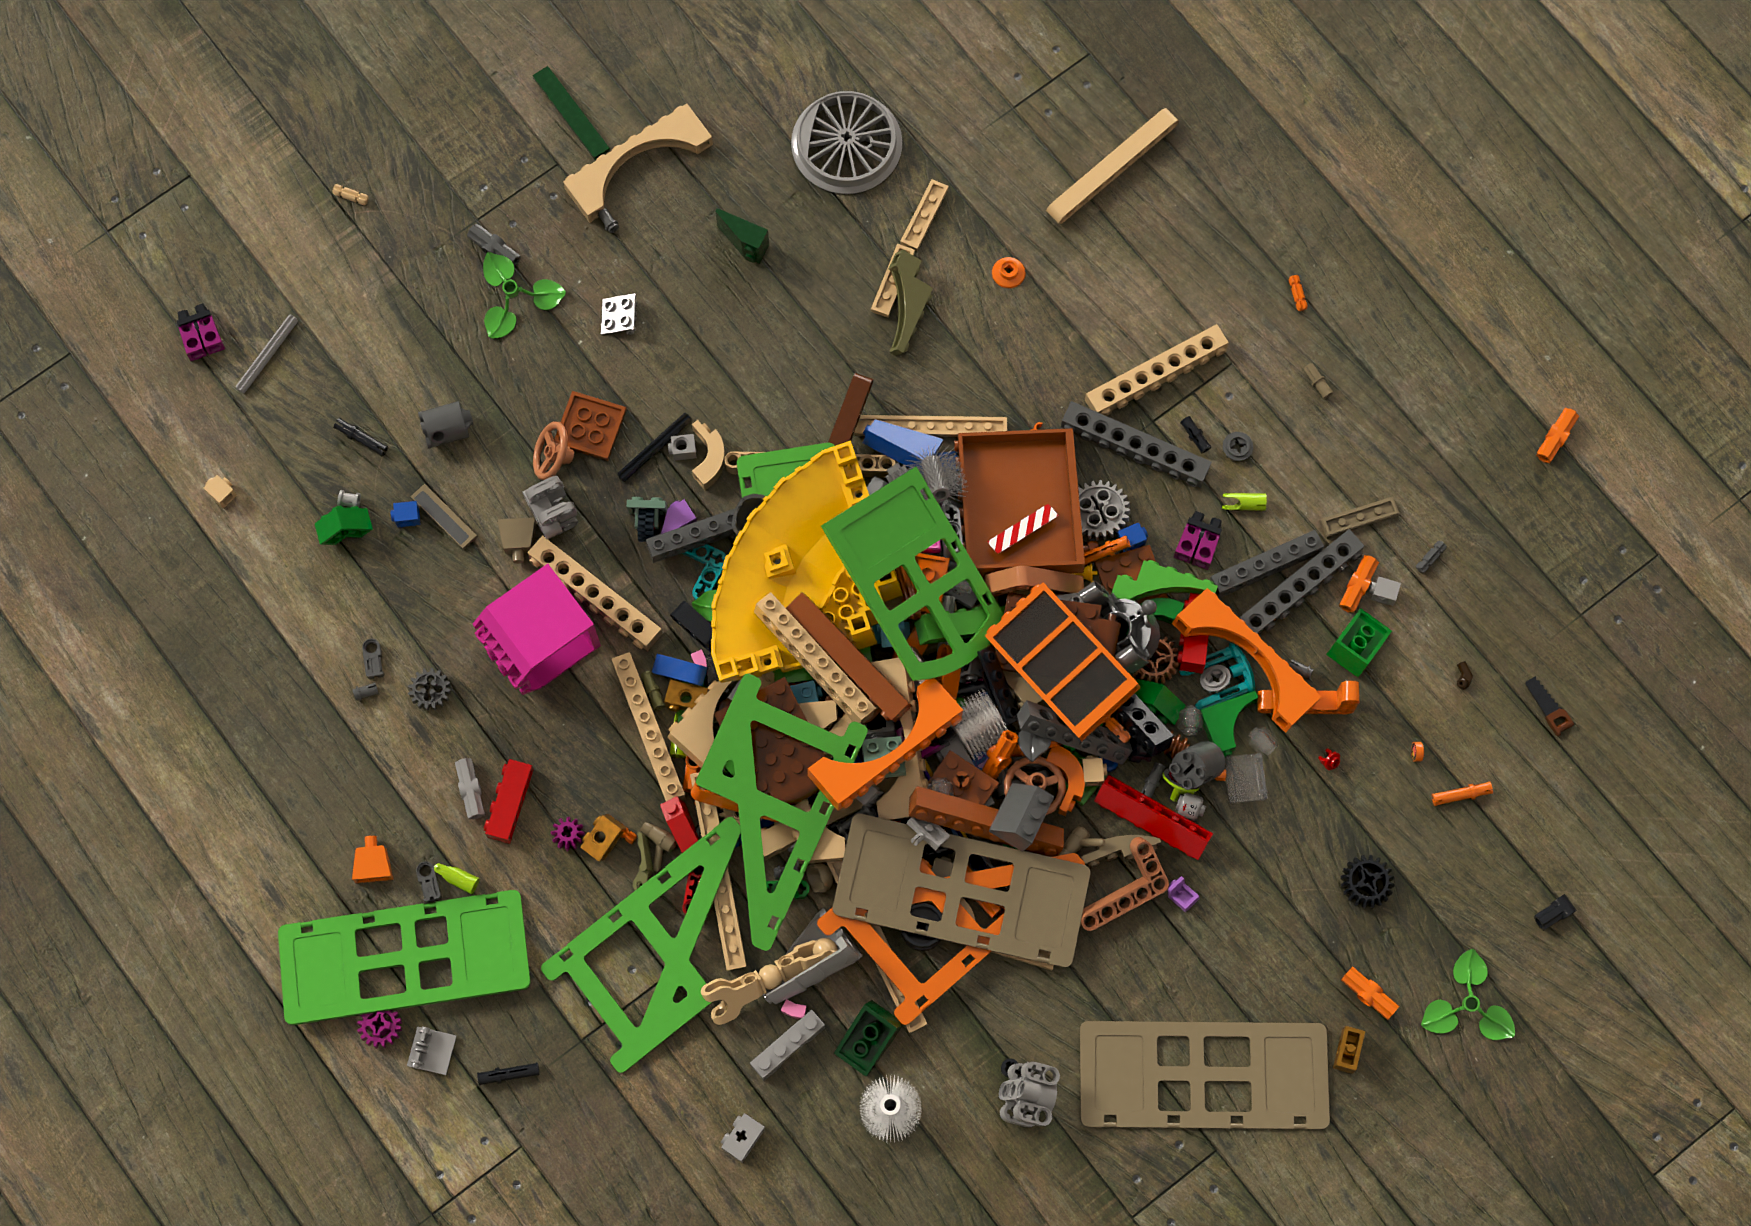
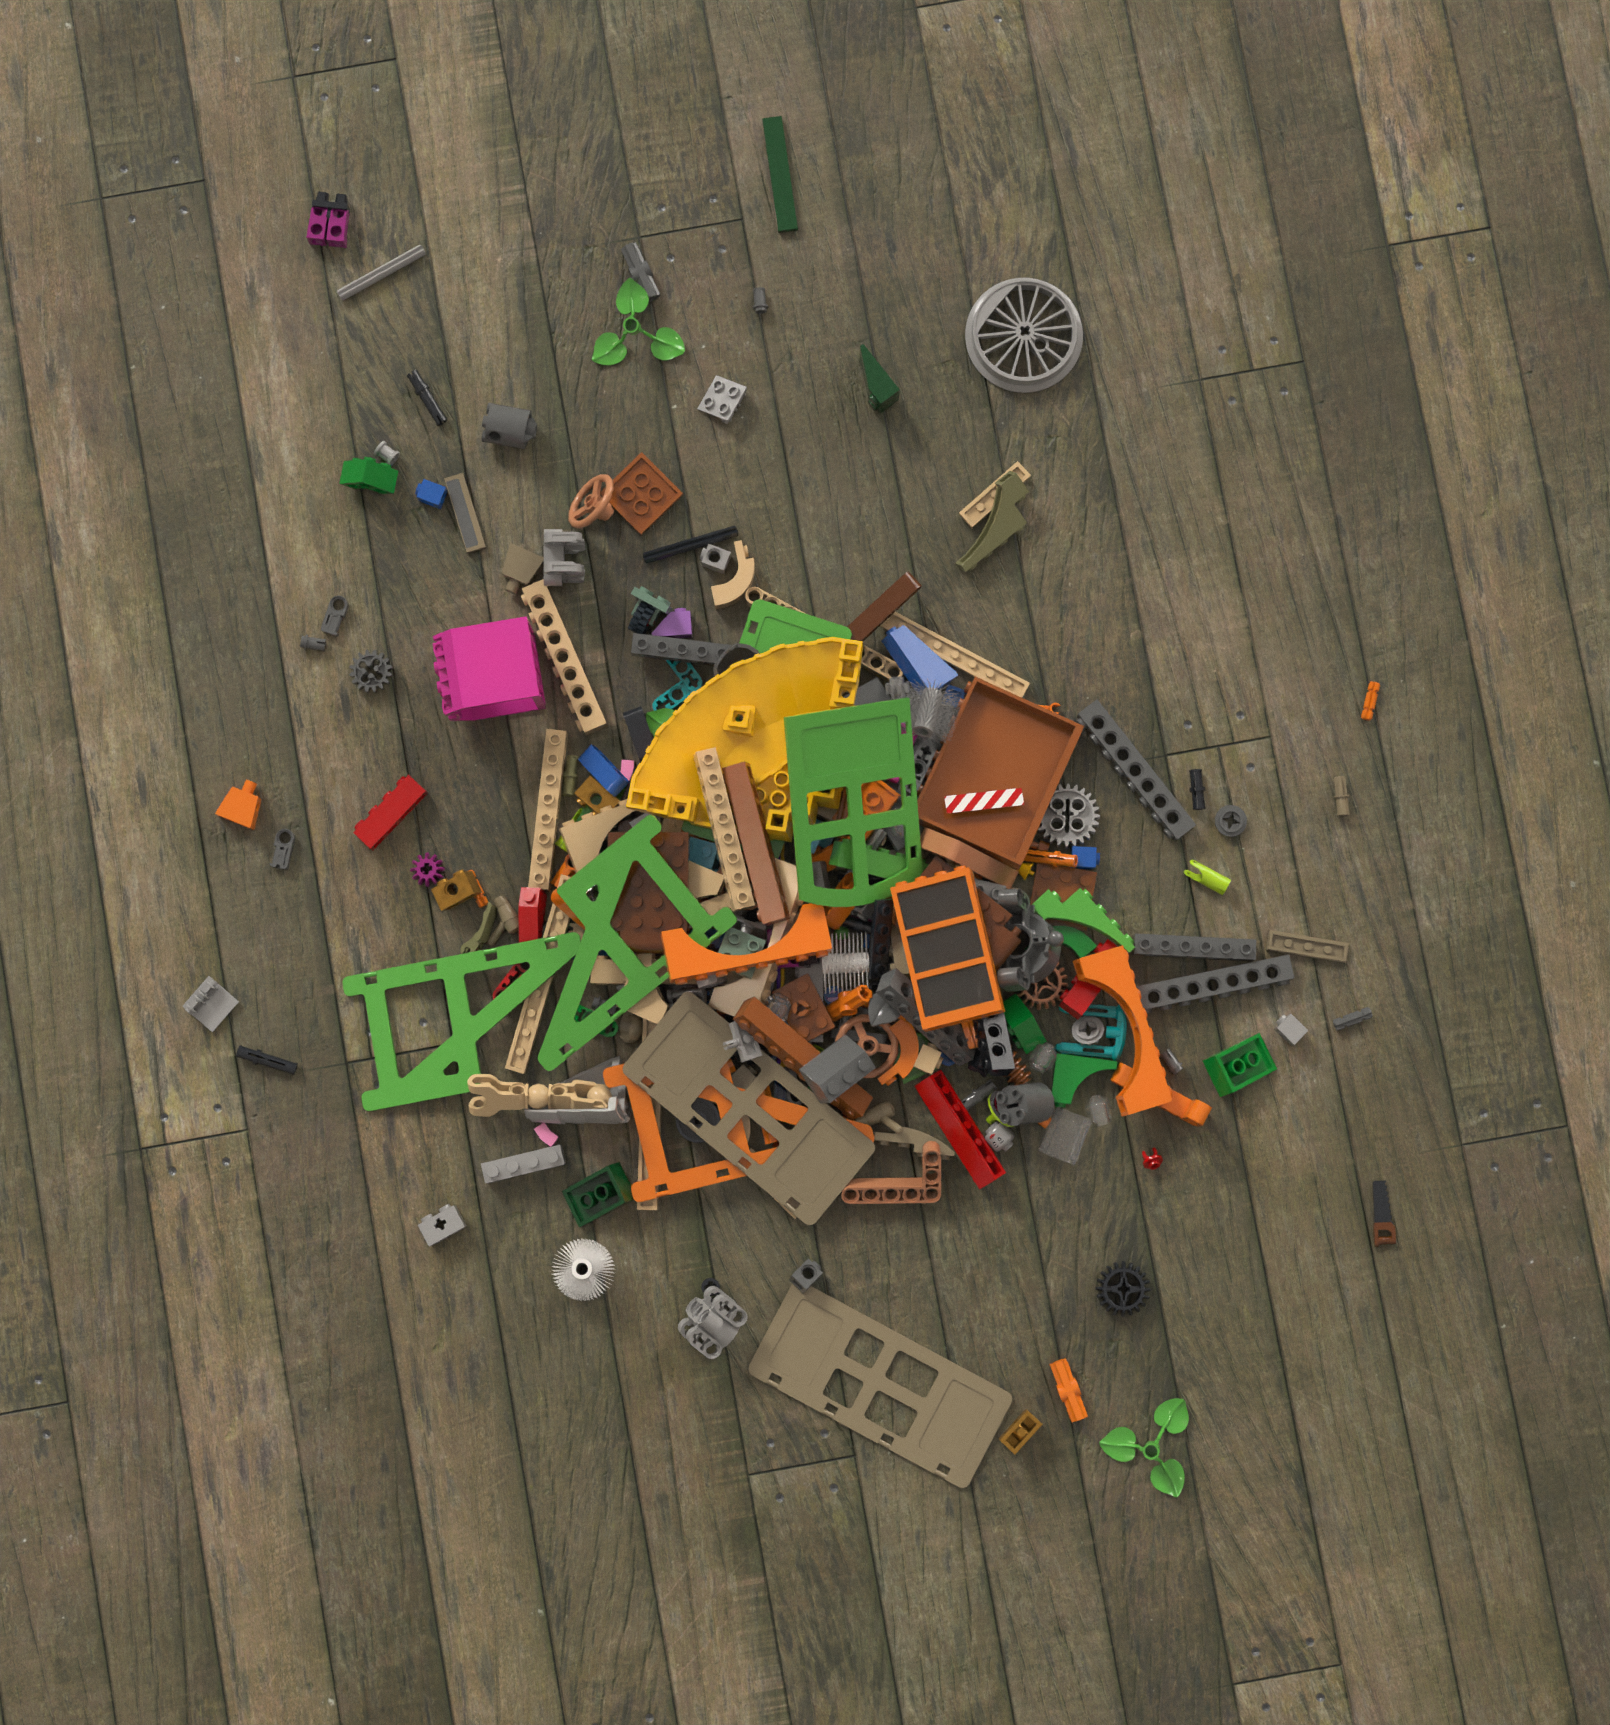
camera: 30 degrees right, 10 degrees up
(220, 490) = (274, 385): tan brick -> none
(323, 965) = (300, 935): bright green door -> none
(350, 194) = (534, 153): tan axle -> none
(378, 1035) = (179, 952): magenta gear -> none
(458, 877) = (310, 858): lime piece -> none
(469, 788) = (361, 782): light grey piece -> none
(678, 130) = (870, 242): tan arch -> none
(924, 215) = (1058, 445): tan plate -> none
(1011, 279) = (1104, 549): orange piece -> none
(1085, 1019) = (802, 1283): none -> dark grey brick
(1112, 166) = (1263, 486): tan beam -> none
(1182, 894) = (948, 1212): medium lavender bracket -> none
(1199, 534) = (1149, 887): magenta hips -> none
(1212, 336) = (1263, 702): tan brick -> none
(1358, 584) = (1270, 1010): orange piece -> none
(1417, 751) = (1236, 1194): orange tile -> none
(1466, 676) = (1321, 1147): dark brown arm -> none
(1471, 791) = (1264, 1256): orange pin -> none
(1557, 435) = (1537, 964): orange piece -> none
(1558, 910) = (1283, 1405): black piece -> none

